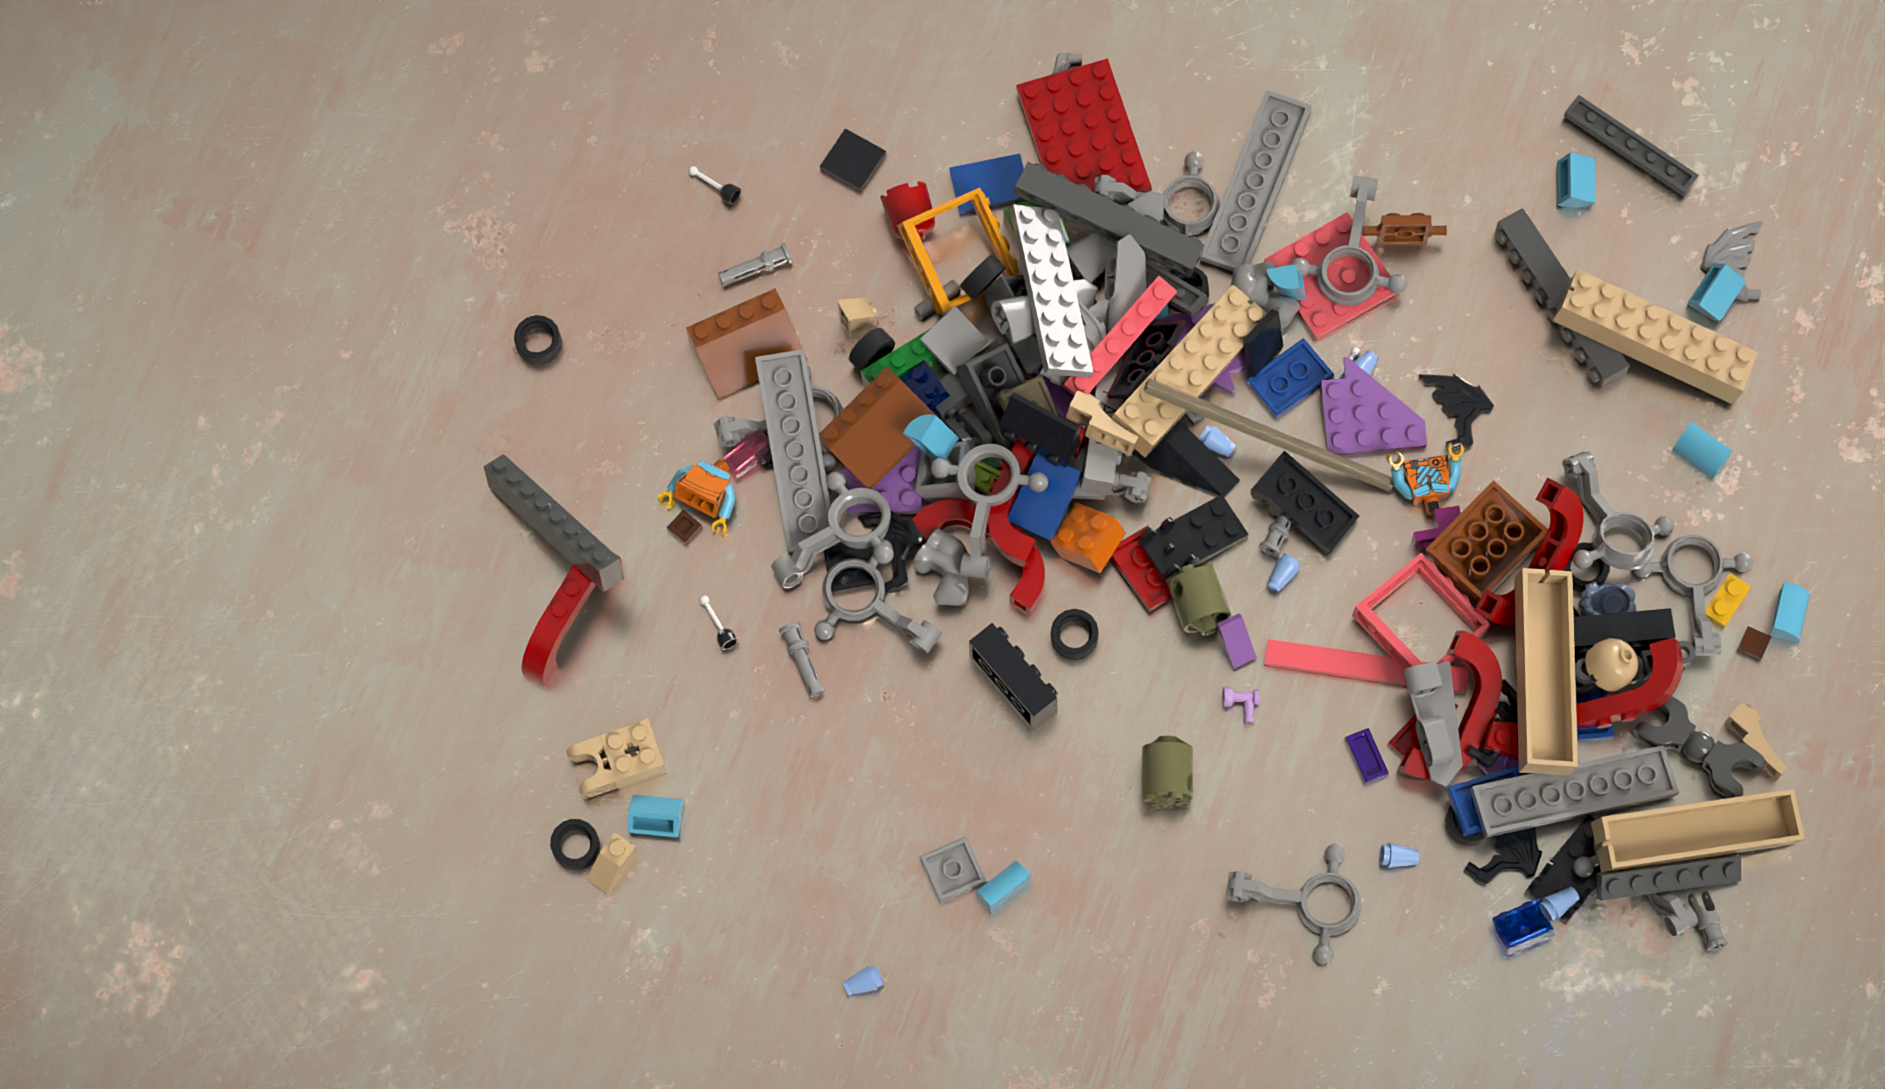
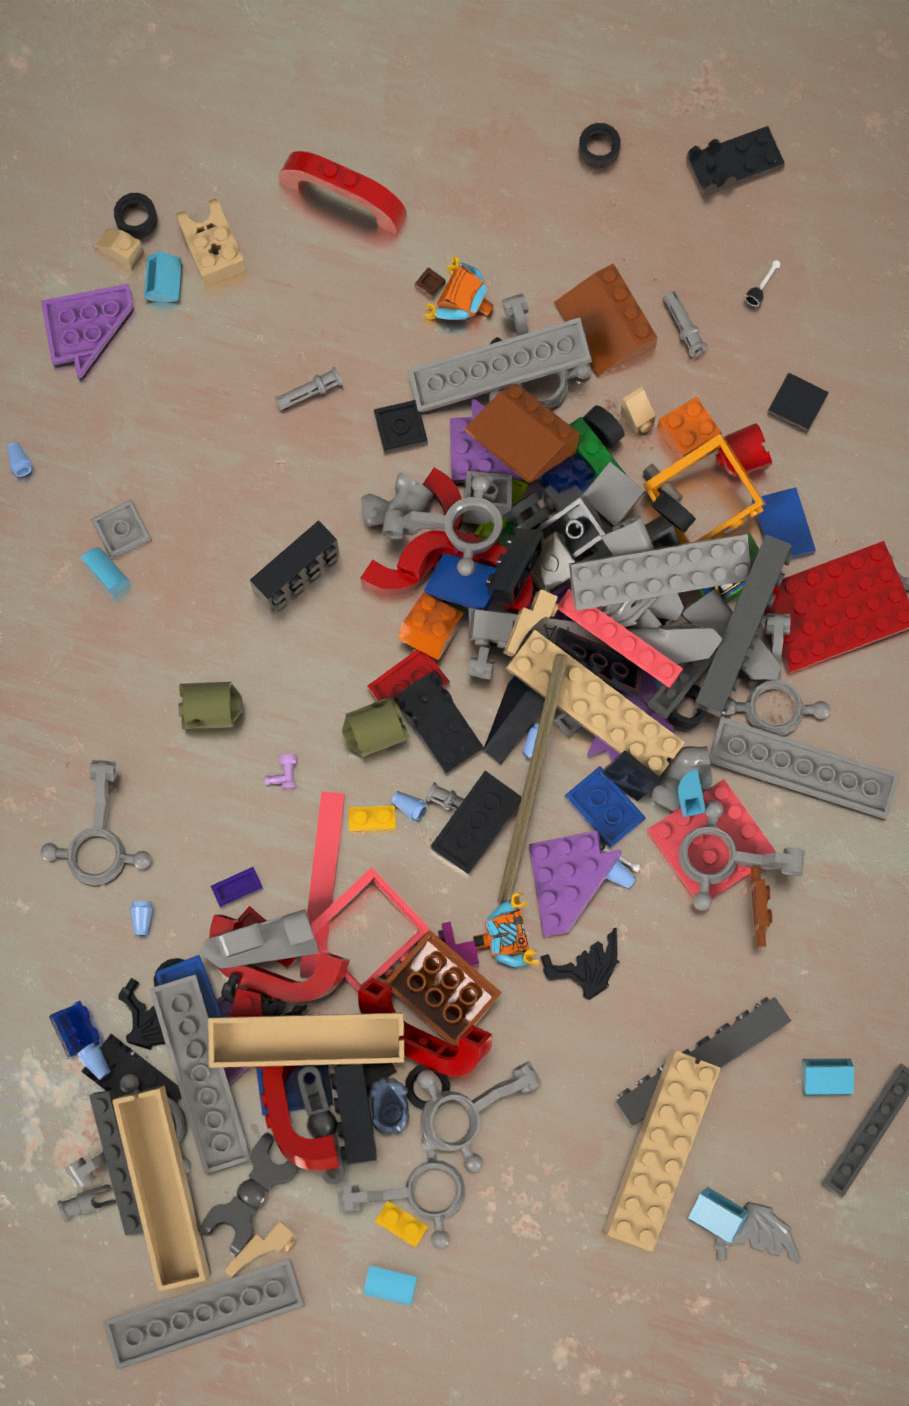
camera: 85 degrees right, 5 degrees up
(554, 523) = (413, 162): dark grey brick -> none
(569, 203) = (734, 160): none -> black hinge
(704, 904) = (84, 323): none -> medium lavender wing
(726, 637) = (327, 324): hinge -> none
(748, 453) = (497, 327): clear pink tile -> none
(790, 568) = (401, 380): light grey piece -> none
(879, 267) = (687, 428): none -> orange brick
(903, 536) = (421, 461): black animal -> none
(923, 635) = (332, 485): light grey piece -> none
(931, 436) = (508, 473): medium azure brick -> none
(1077, 615) = (344, 604): black tyre -> none
(1236, 640) = (338, 763): medium lavender tile -> none
(1294, 613) = (372, 818): none -> yellow plate
(1612, 664) = (313, 1099): tan cylinder -> none
(1702, 450) = (551, 1199): medium azure brick -> none
(1754, 643) = (359, 1250): reddish brown tile -> none
(1823, 802) = (203, 1314): none -> light grey plate

